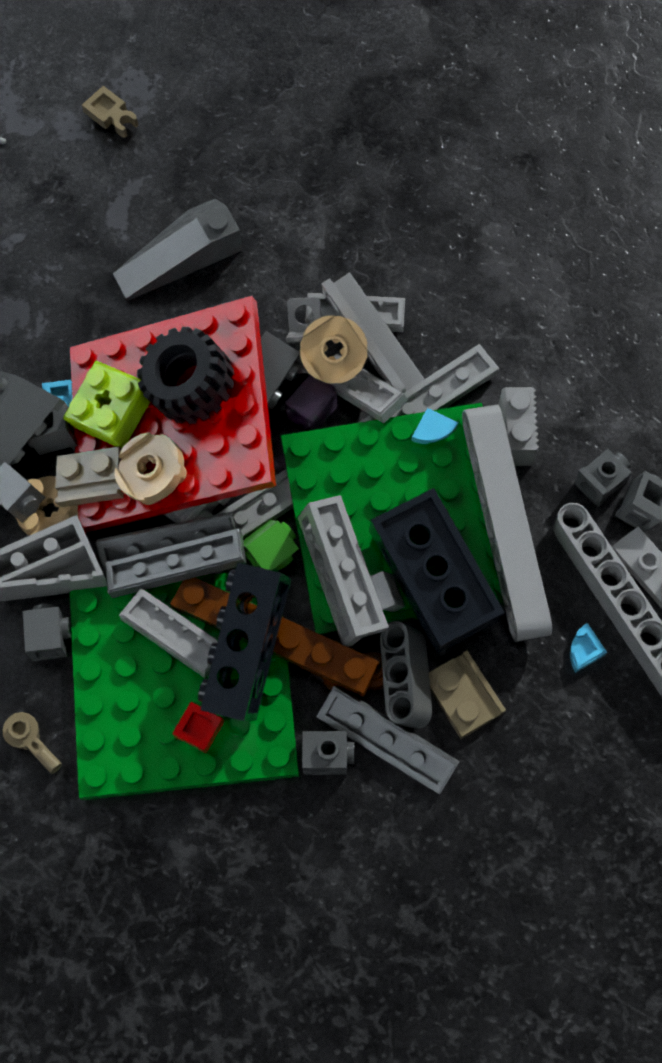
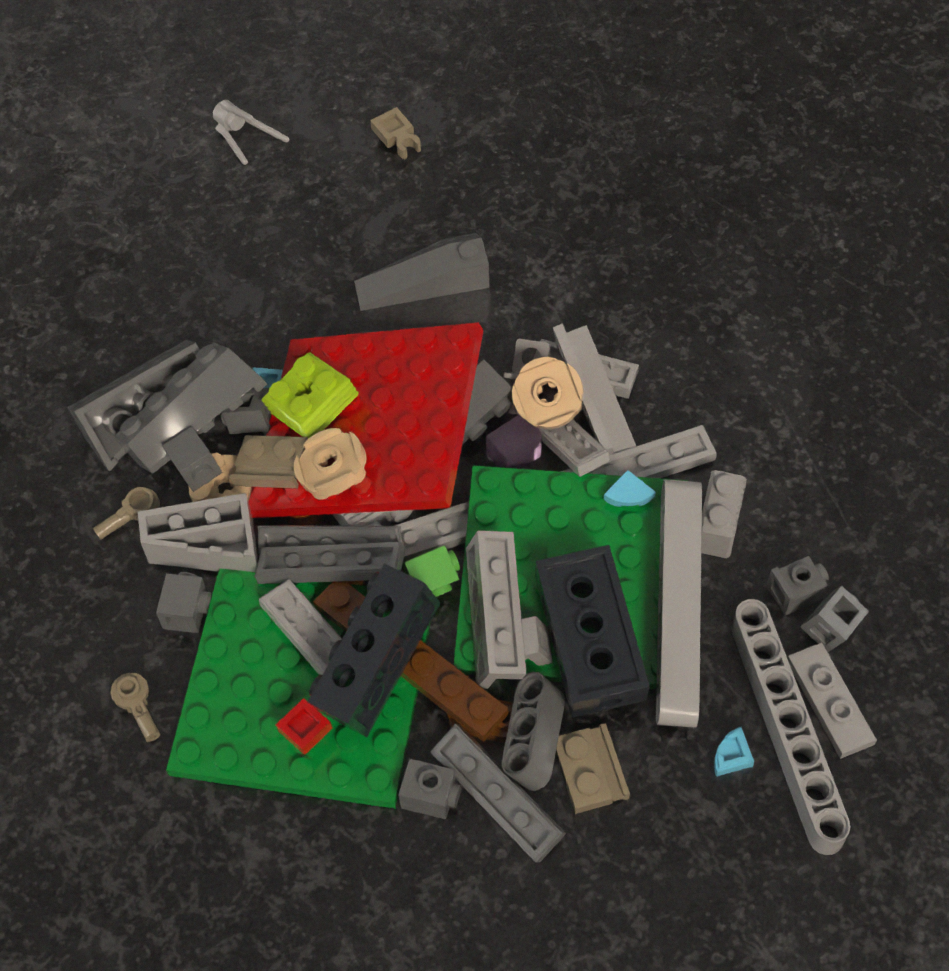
camera: 15 degrees right, 10 degrees down
(167, 362) = (390, 381): black tyre -> none

